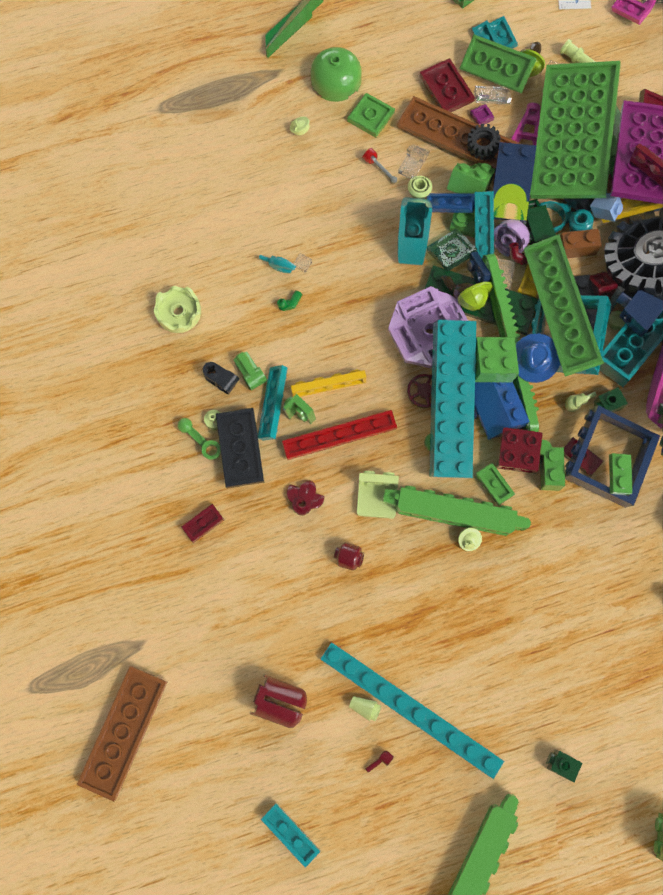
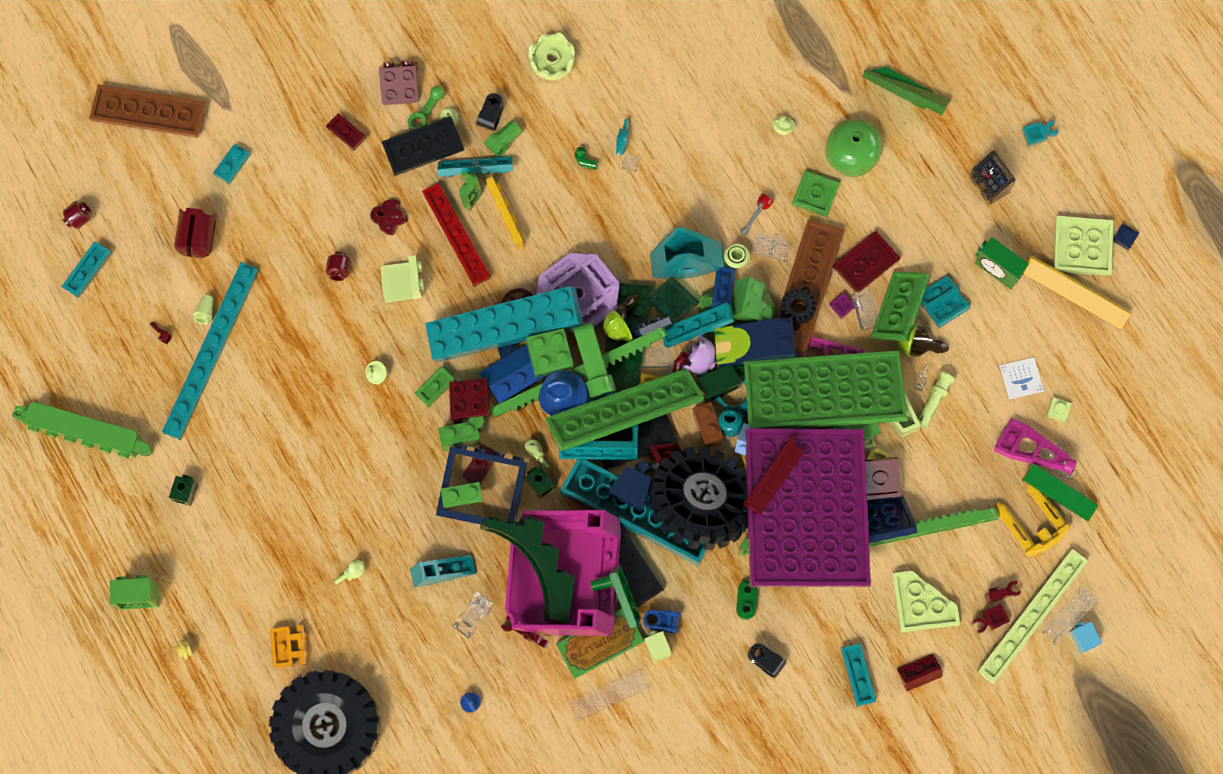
camera: 75 degrees right, 0 degrees up
(163, 459) = (399, 82): none -> bracket
(206, 650) = (232, 163): none -> teal plate
(224, 835) = (76, 214): none -> dark red head
(455, 511) = (399, 353): bright green hinge -> none
(511, 321) = (599, 381): none -> bright green beam

